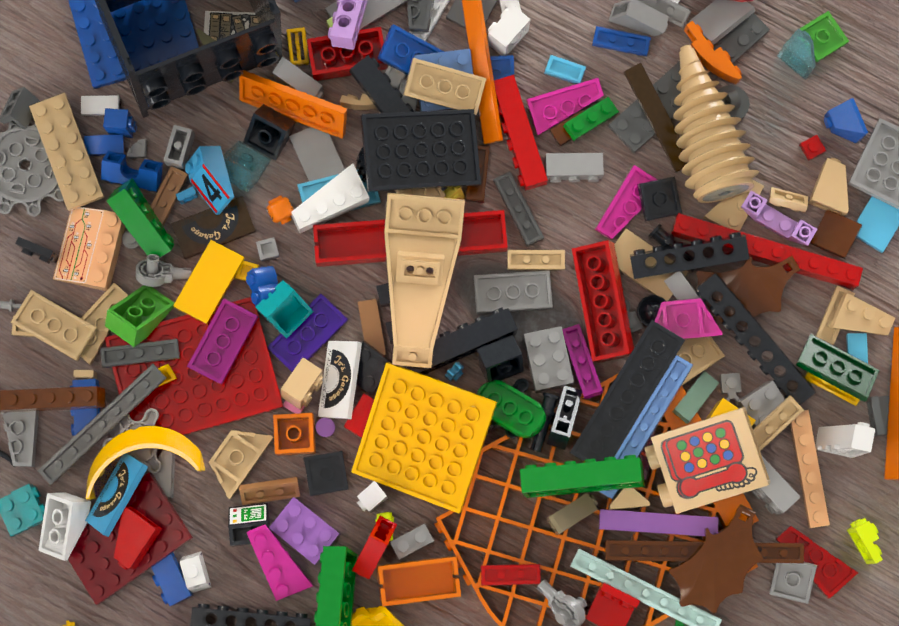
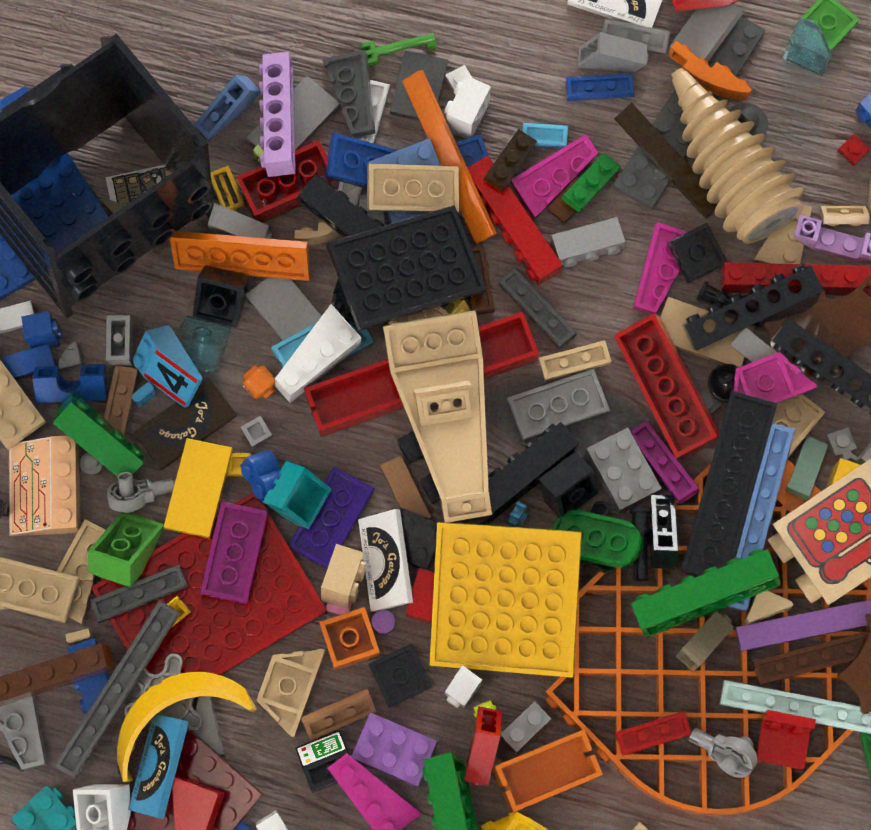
camera: 15 degrees left, 5 degrees down
(530, 83) = (510, 160): none -> dark brown plate

